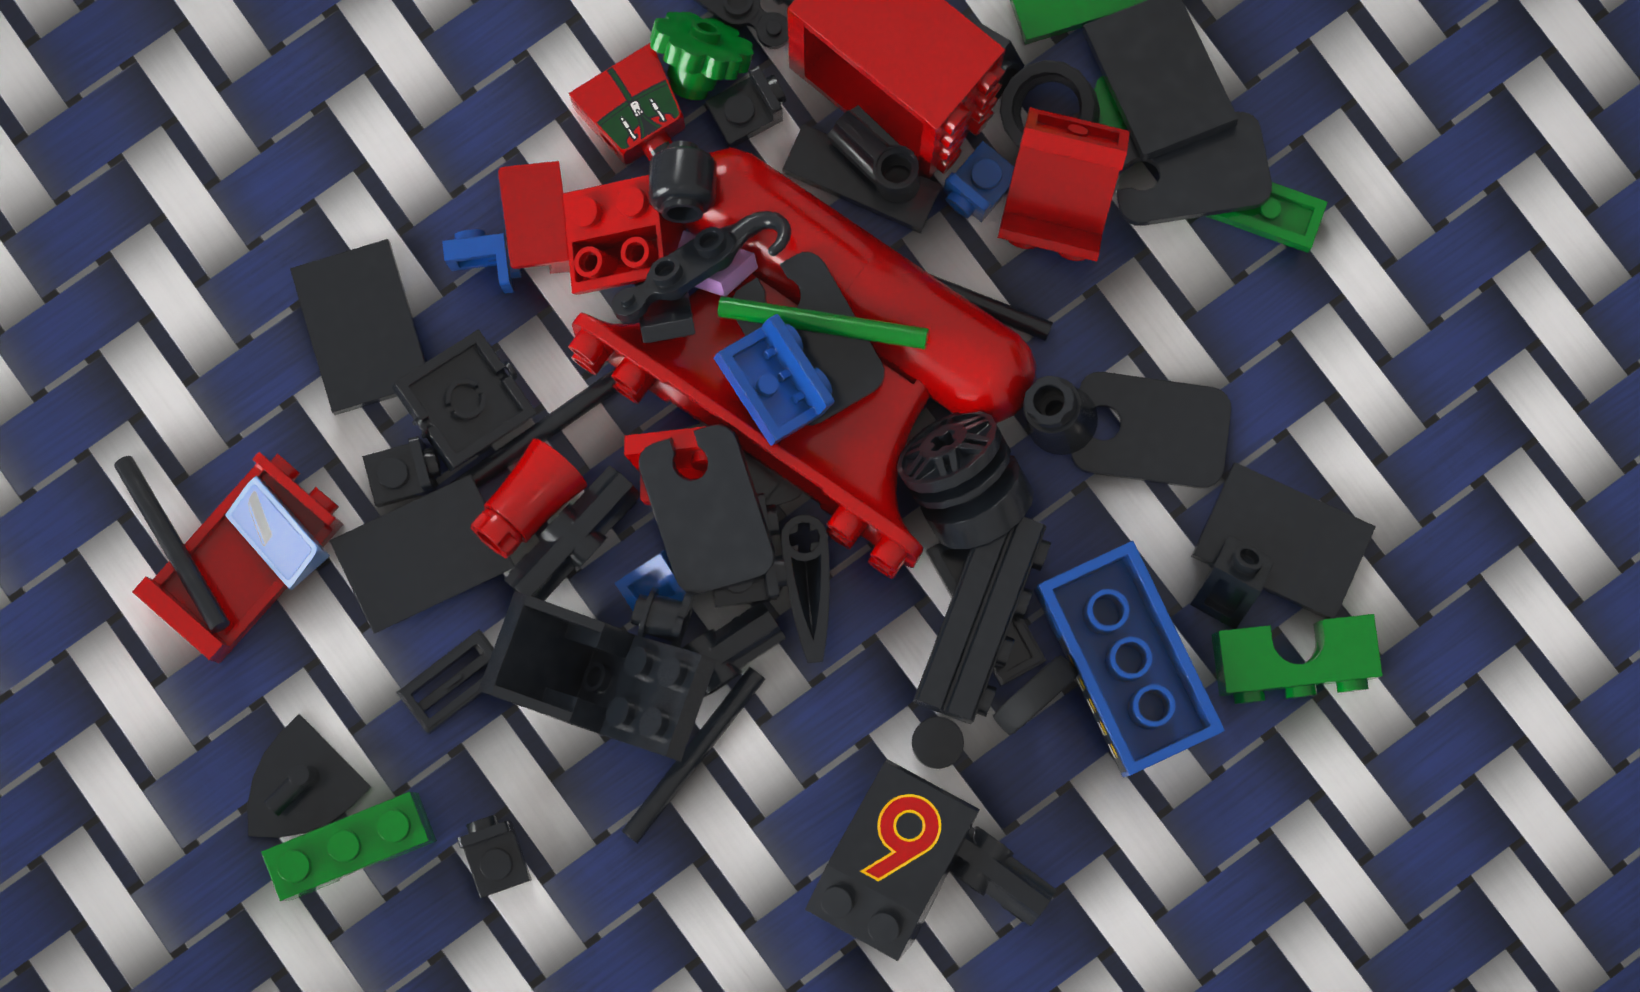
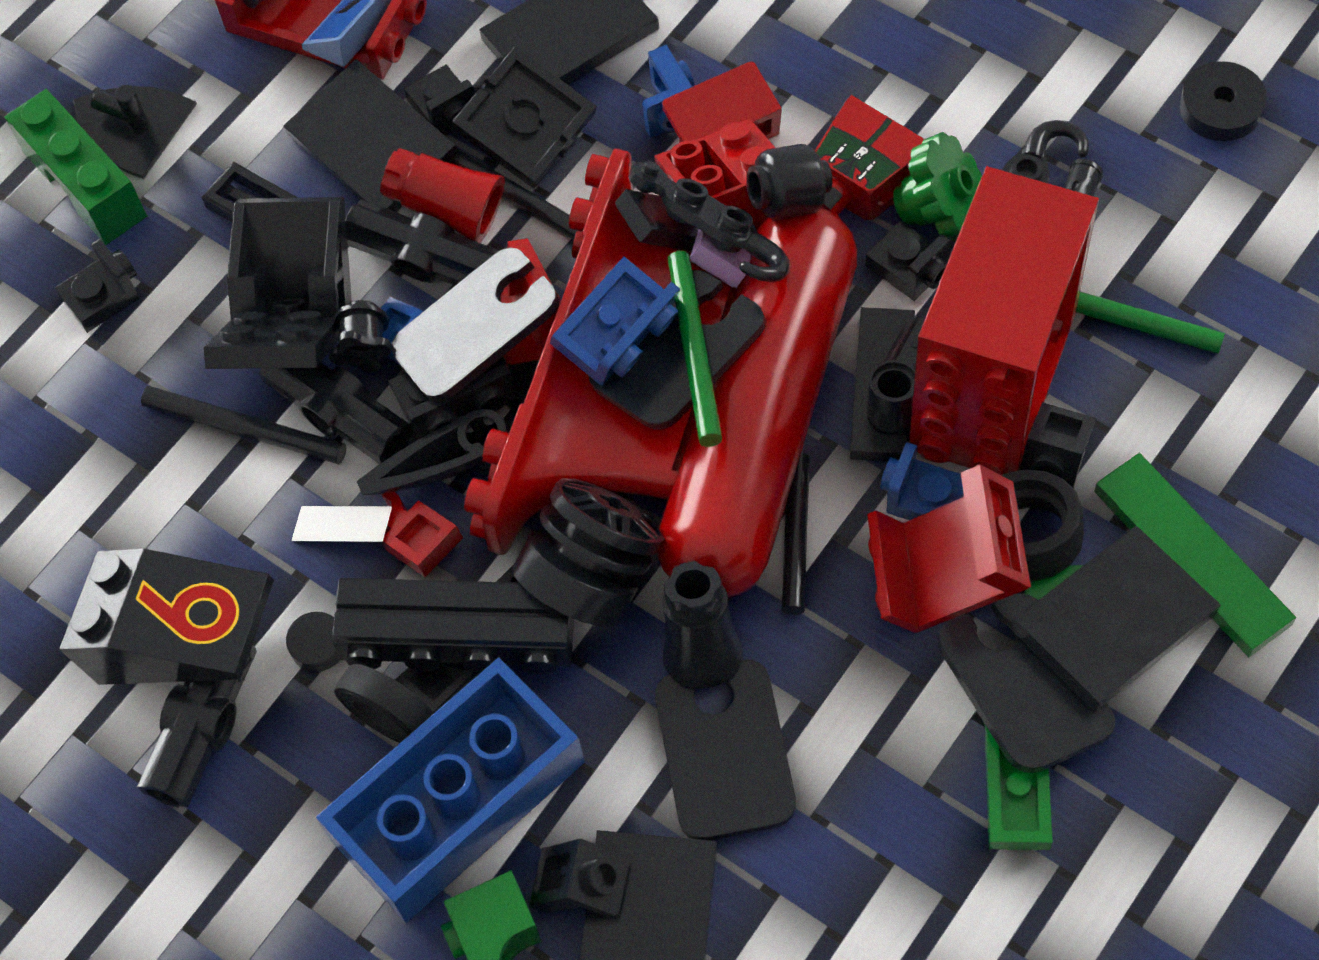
camera: 80 degrees right, 20 degrees down
(832, 690) = (342, 523): none -> white sticker
(870, 626) = (418, 535): none -> red plate

